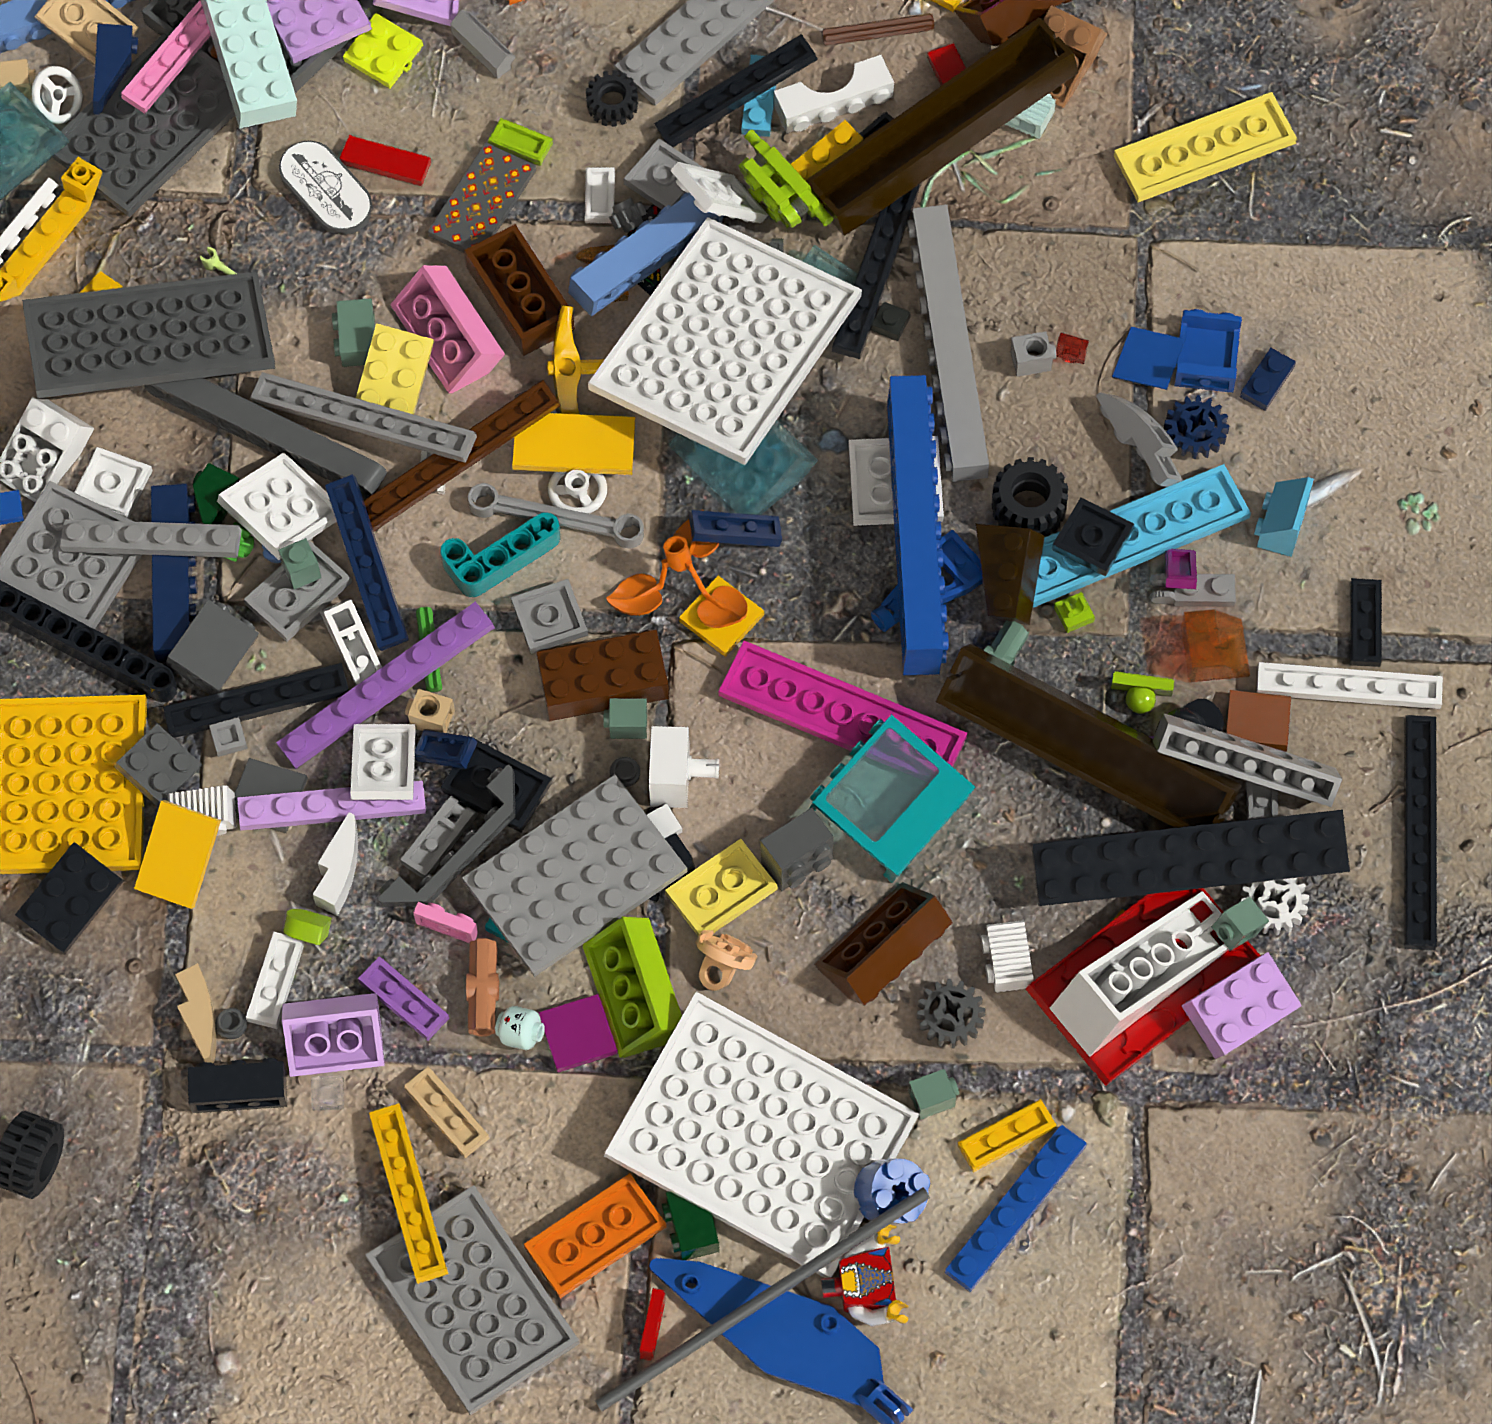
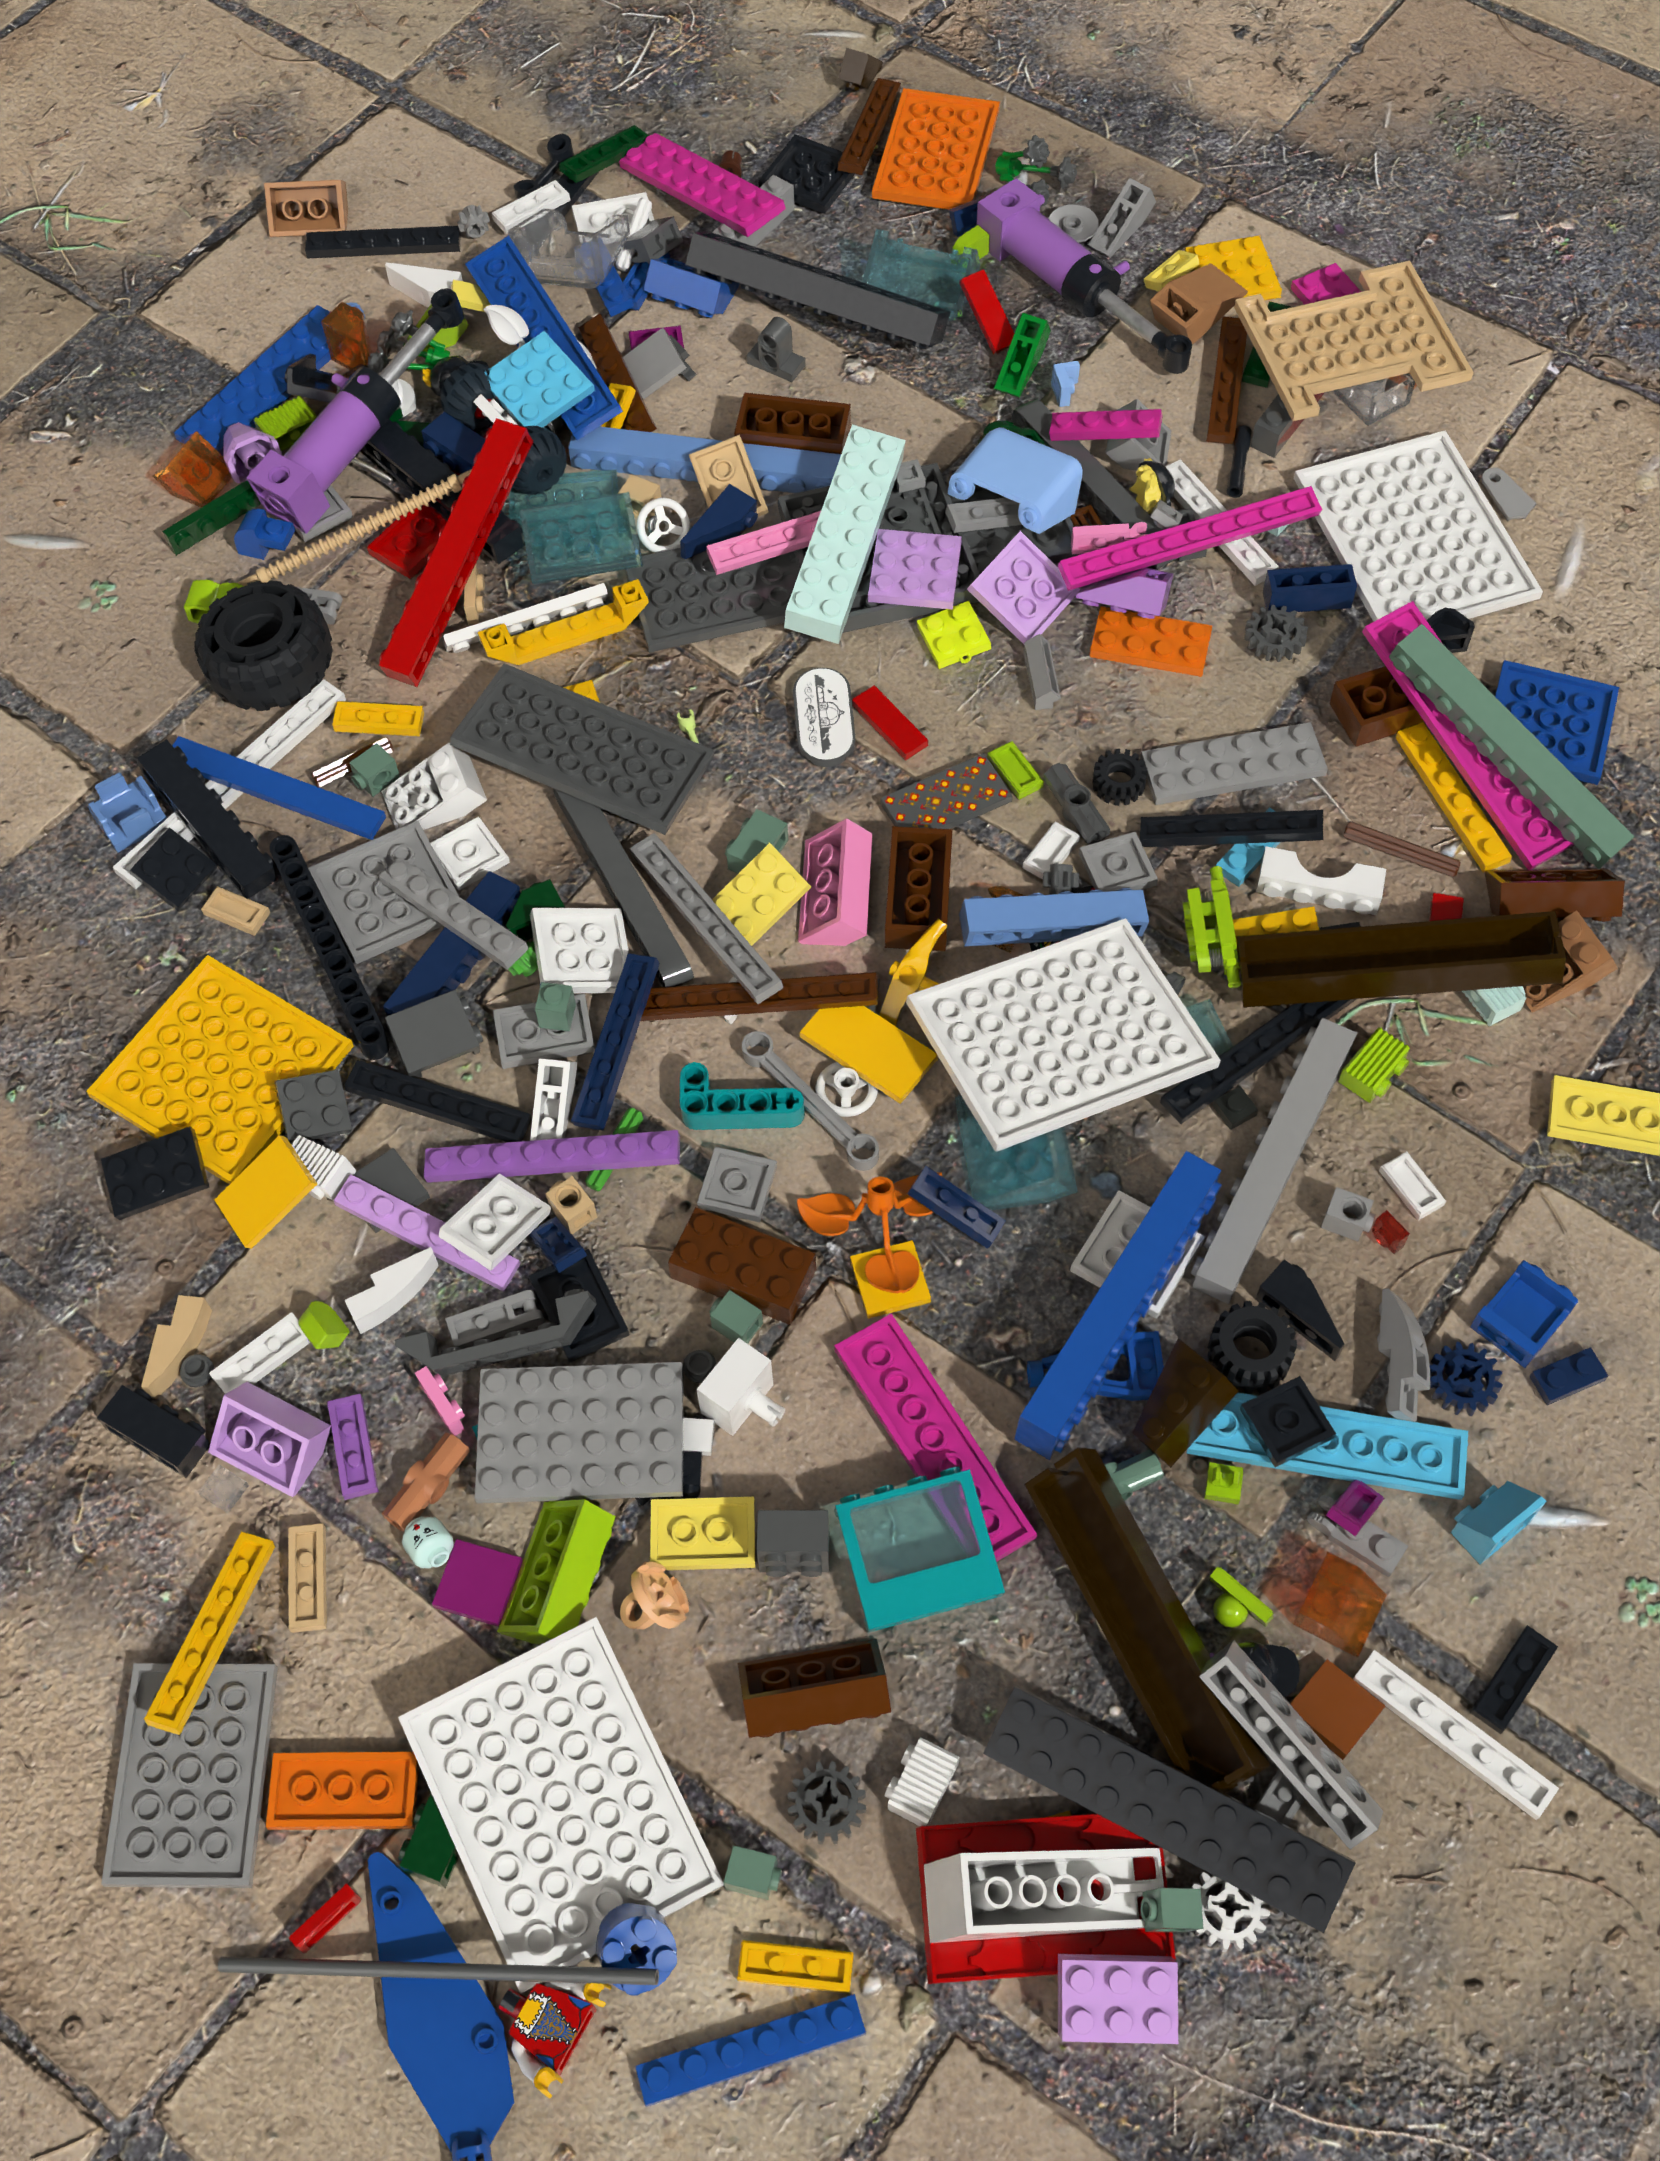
camera: 35 degrees right, 5 degrees down
(228, 737) = (390, 1119): light grey plate -> none
(607, 149) = (1083, 813): none -> dark grey piece
(718, 193) = (1148, 902): white plate -> none
(974, 223) = (1374, 1065): none -> lime brick
(1039, 440) = (1299, 1301): none -> black slope
(1063, 302) = (1412, 1186): none -> white tile
(1148, 358) = (1461, 1285): blue piece -> none
(1420, 833) = (1429, 1940): black tile -> none

